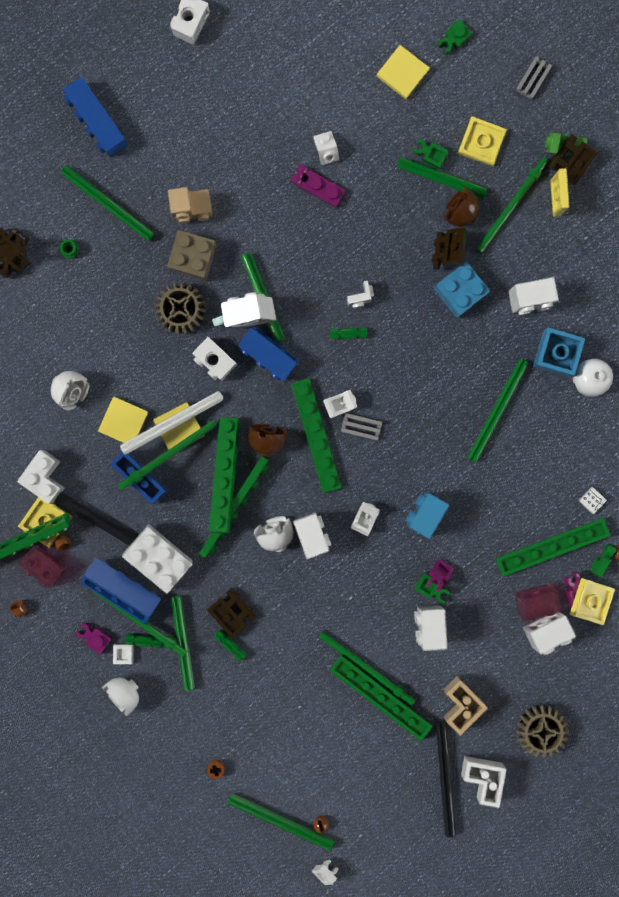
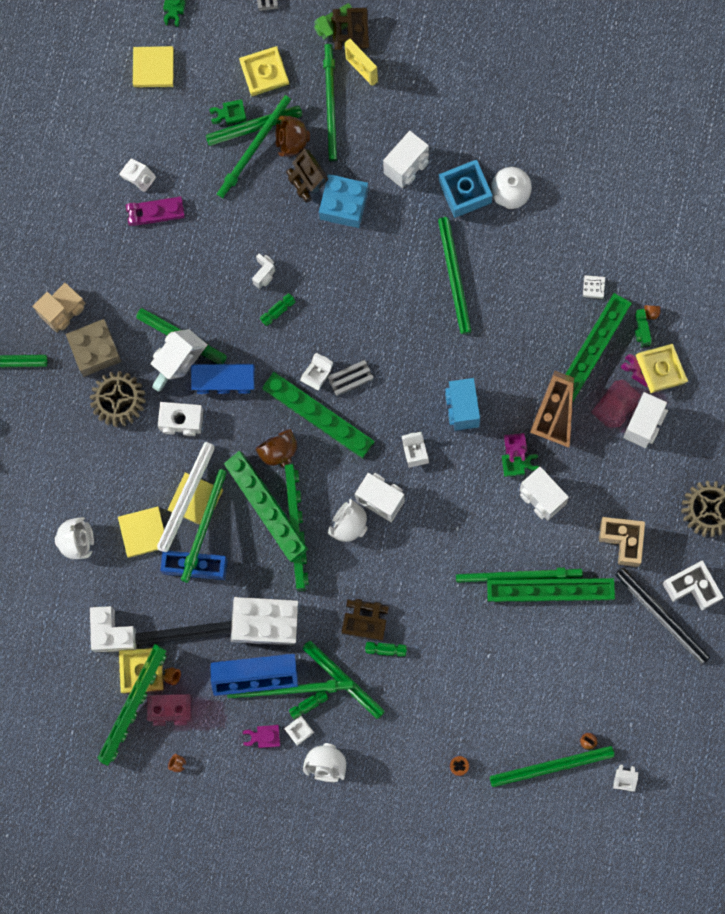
camera: 30 degrees left, 10 degrees down
(392, 206) = (231, 179): none -> green bar
(489, 573) = (555, 411): none -> medium nougat wedge

